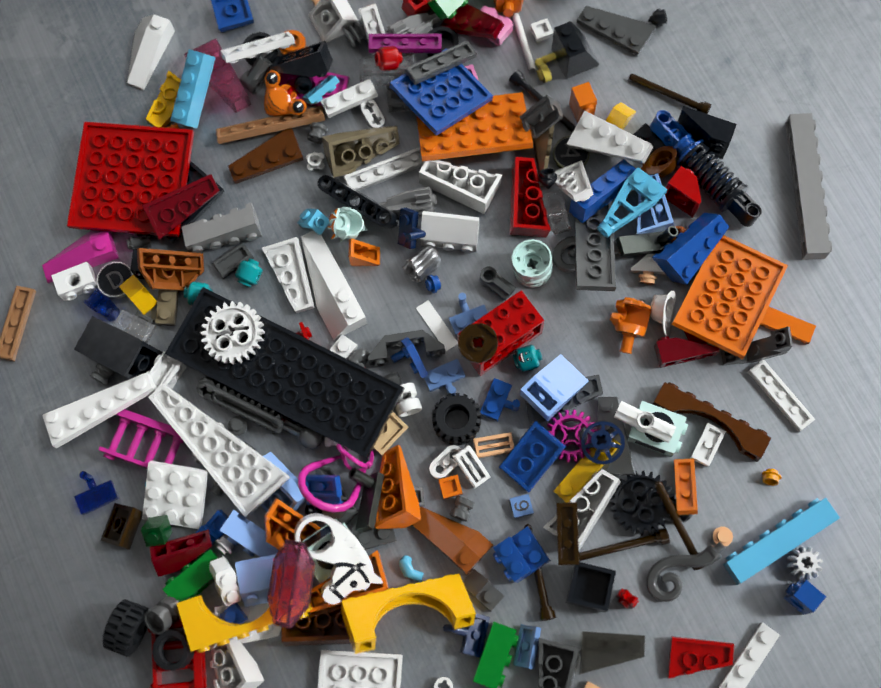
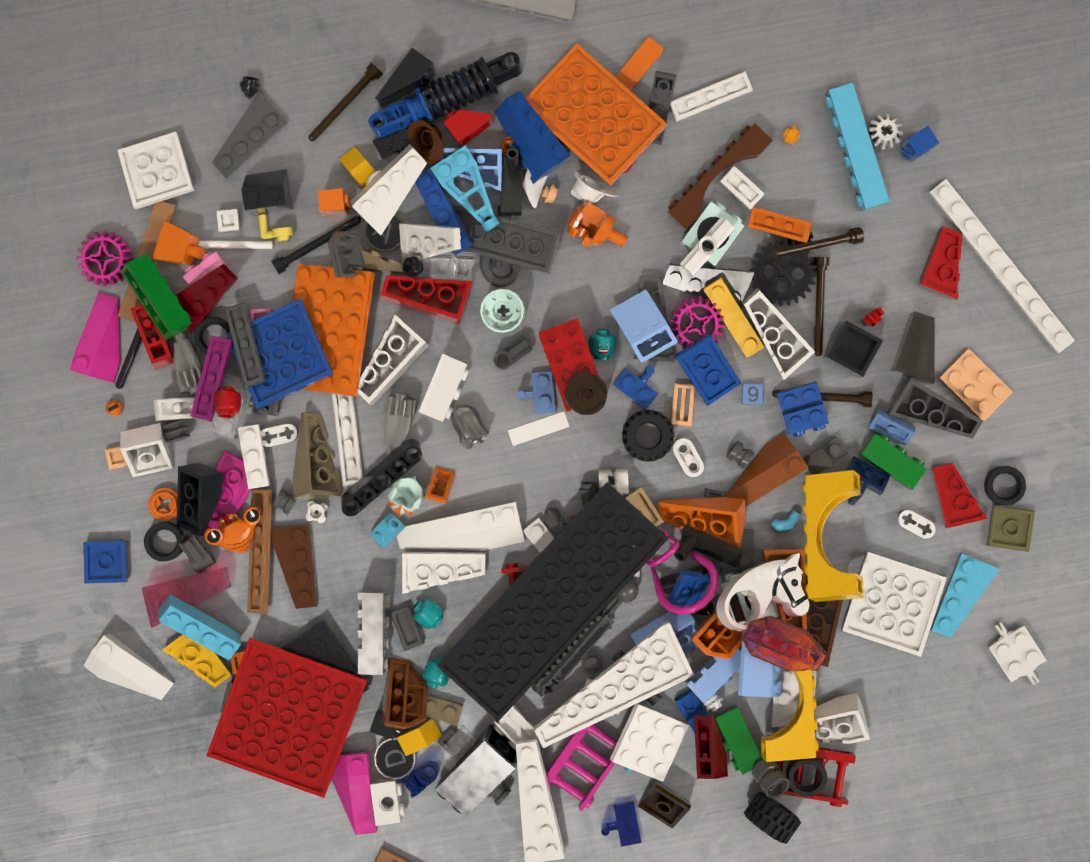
camera: 75 degrees left, 15 degrees up
(139, 242) = (359, 724): dark grey pin -> none
(156, 531) = (682, 768): dark green brick -> none
(175, 207) = (338, 677): dark red wing -> none
(225, 581) = (752, 709): white brick -> none
(229, 316) = (481, 645): white gear -> none
(234, 614) = (786, 708): blue plate -> none
(264, 45) = (168, 543): white plate -> none
(303, 84) = (225, 504): black plate -> none
(326, 86) = (233, 479): medium azure plate -> none
(379, 355) = (555, 495): dark grey slope -> none
(408, 228) = (429, 432): dark blue plate -> none
(410, 351) = (564, 466): blue plate -> none
(433, 283) = (493, 421): blue plate -> none
(445, 376) = (596, 435): medium blue plate -> none
(450, 487) = (714, 460): orange plate -> none
(462, 453) = (685, 439): white tile -> none
(567, 533) = (799, 357): dark brown plate -> none
(602, 442) = (716, 295): dark blue wheel -> none
(677, 351) = (637, 187): dark red slope -> none
(704, 558) = (857, 230): dark grey plant -> none
(722, 535) = (837, 203): light nougat plate -> none

